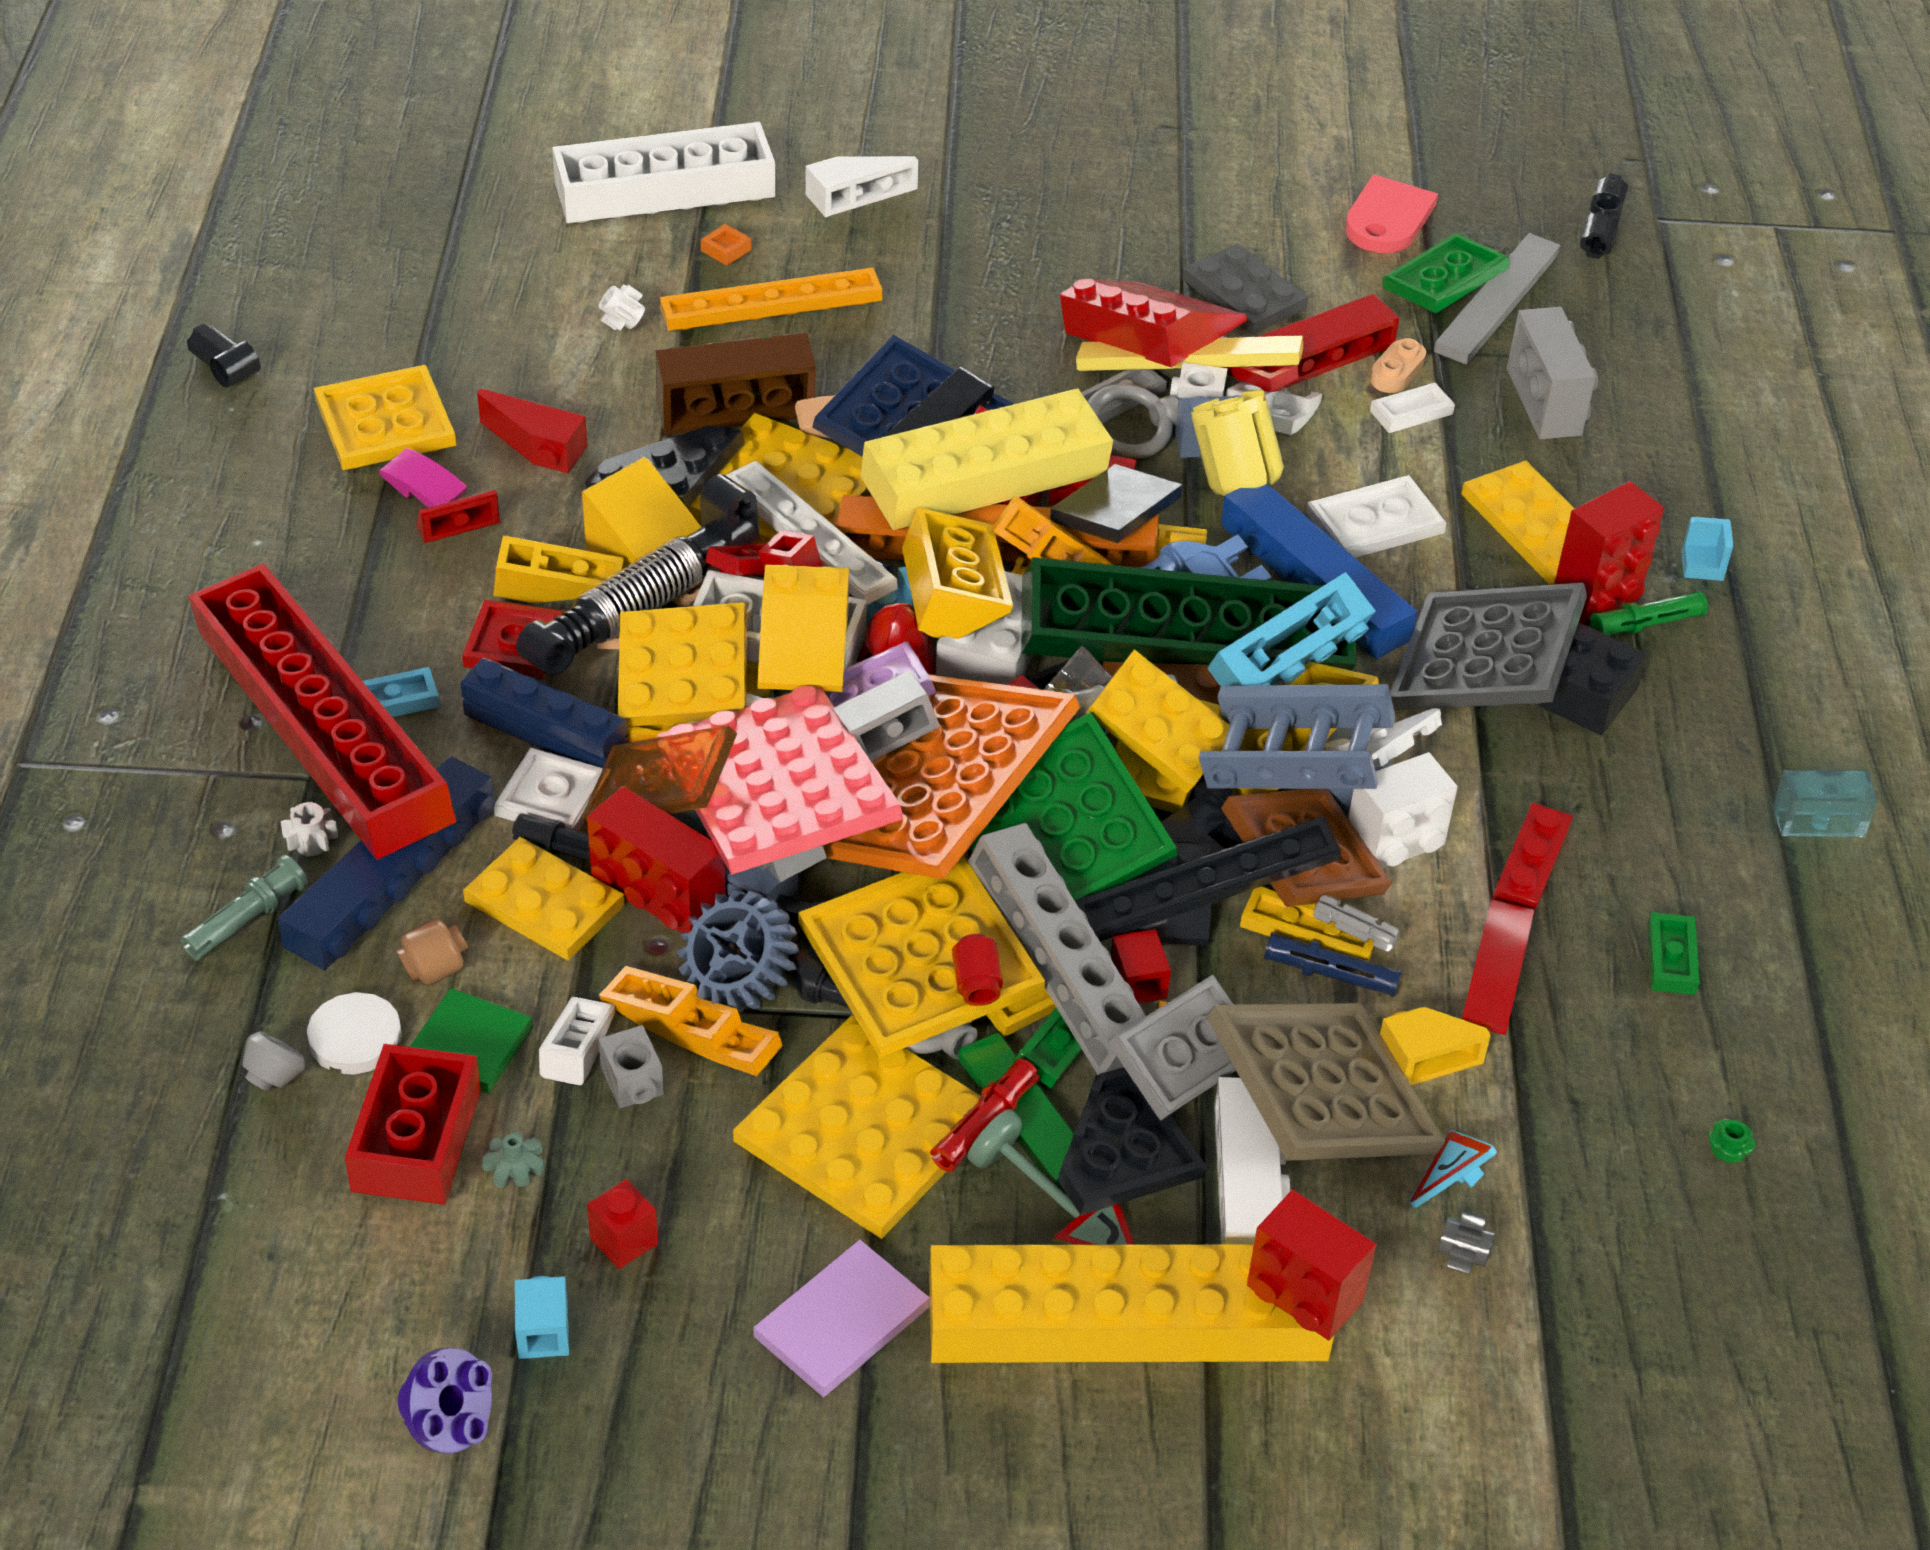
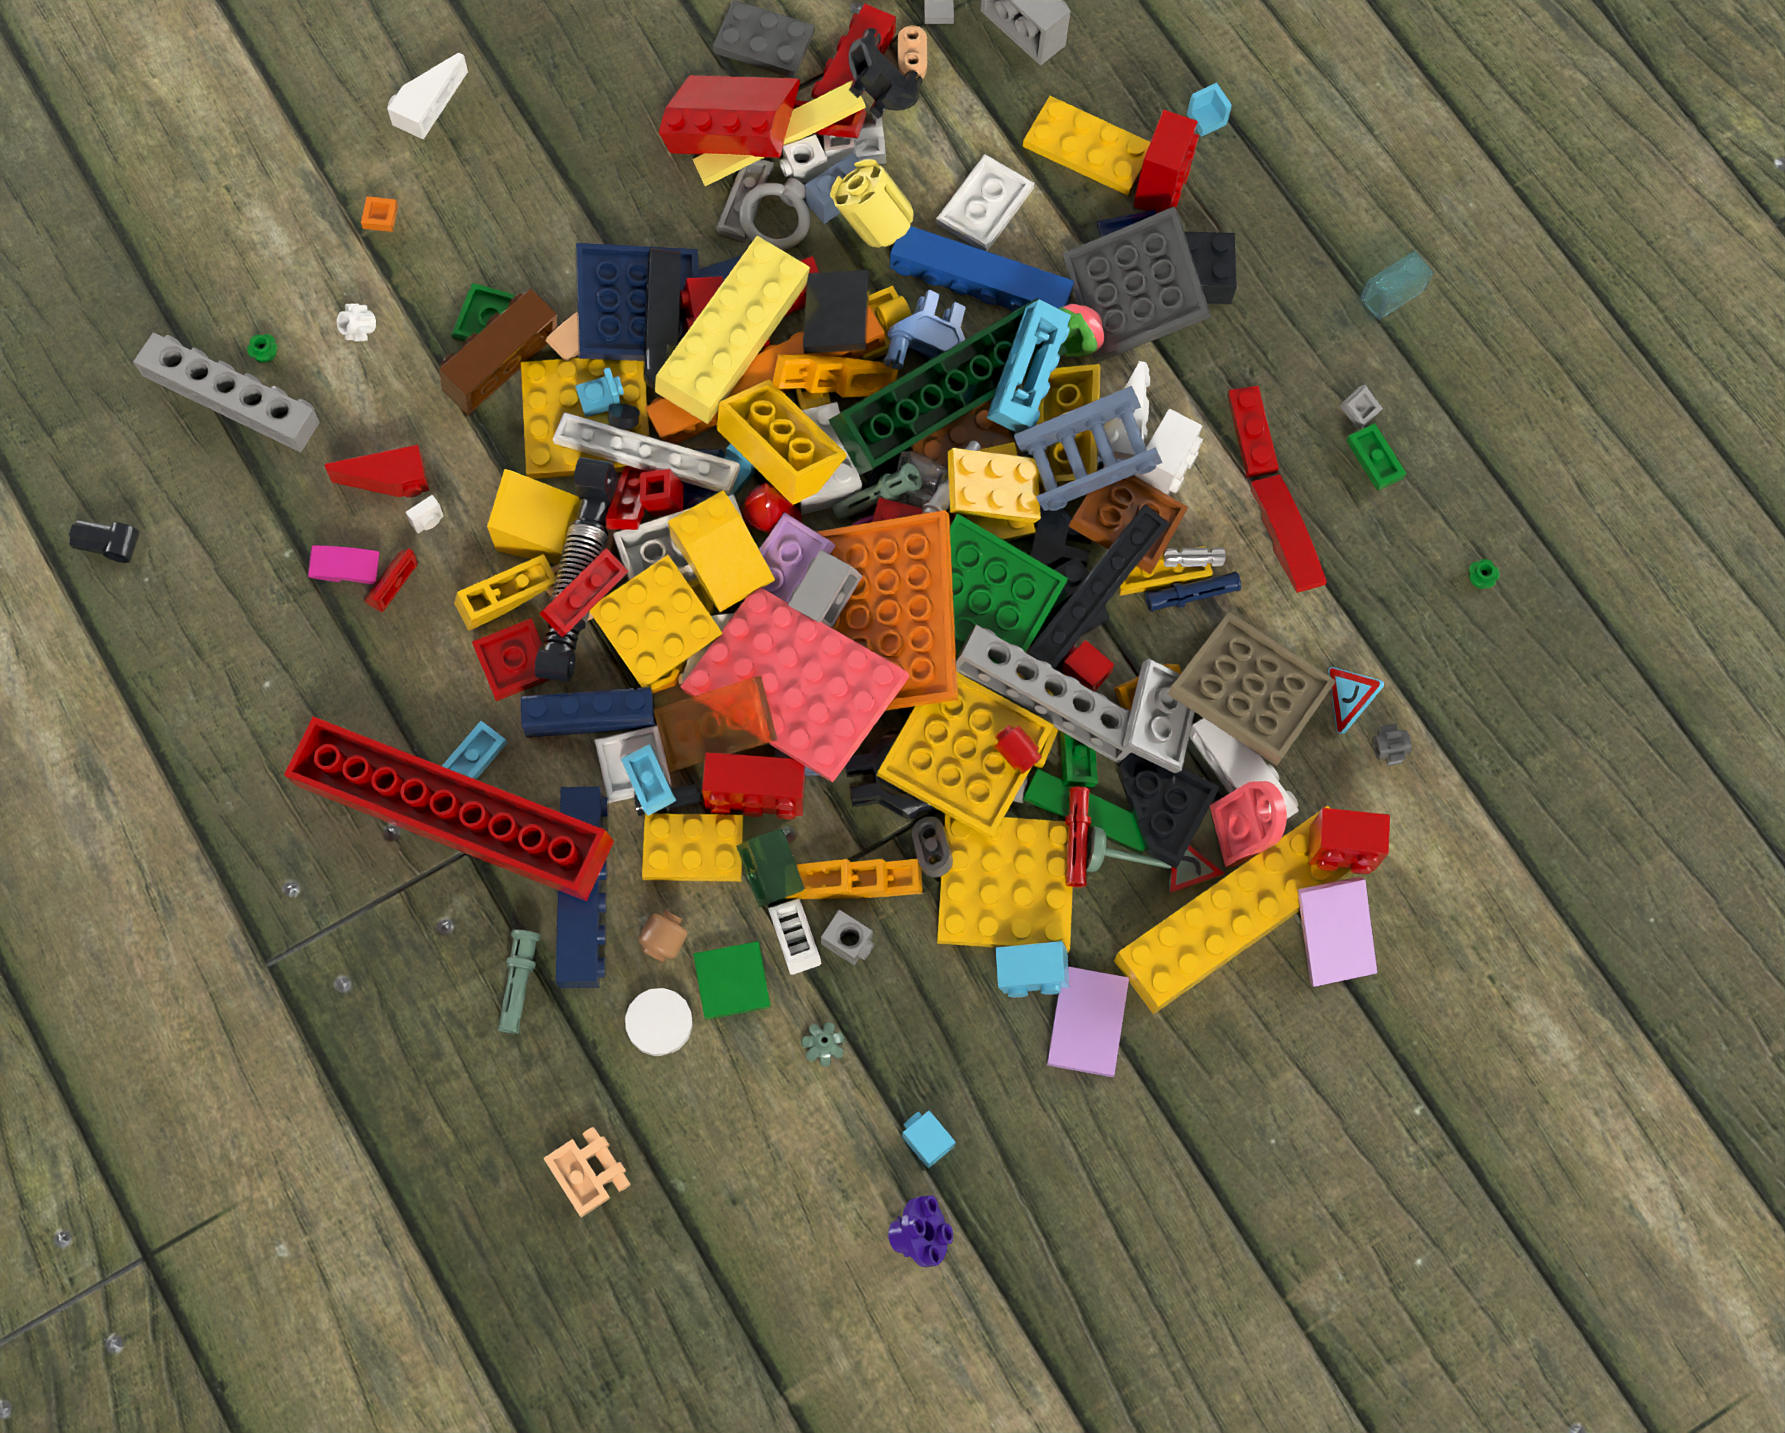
camera: 35 degrees left, 25 degrees up
(126, 1120) = (577, 1177): none -> light nougat plate
(270, 1061) = (631, 1078): light grey cone -> none
(309, 829) = (502, 902): white gear -> none
(383, 415) = (268, 523): yellow plate -> none
(413, 1124) = (757, 1066): red brick -> none
(450, 304) = (292, 430): none -> light grey brick
(516, 291) = (265, 354): none -> green plate
(541, 480) = (425, 514): none -> white plate
(547, 798) = (648, 779): none -> medium azure plate
(606, 948) = (770, 867): none -> clear green panel
(622, 1223) = (927, 1048): red brick -> none
(625, 588) = (583, 592): none -> red plate
(663, 172) = (285, 173): white brick -> none
(682, 461) = (507, 441): black plate -> none
(715, 974) = (842, 819): sand blue gear -> none
(770, 299) = (451, 248): light orange plate -> none
(805, 1033) = (932, 849): none -> dark grey plate
(806, 466) = (599, 394): none -> medium azure bracket
(813, 491) = (623, 416): none -> black tile
(818, 1213) = (1032, 968): none -> medium azure brick
(1046, 671) = (886, 488): none -> sand green pin
(1209, 1197) = (1245, 822): none -> coral tile
(1232, 1389) = (1337, 931): none -> lavender tile
(1337, 352) = (880, 77): none -> black connector
(1387, 651) = (1085, 331): none -> bright green hair
(1412, 407) = (945, 87): white tile -> none
(1433, 1043) = (1285, 615): yellow slope -> none
(1633, 617) = (1197, 196): green pin -> none
(1691, 895) = (1361, 406): none -> light grey tile

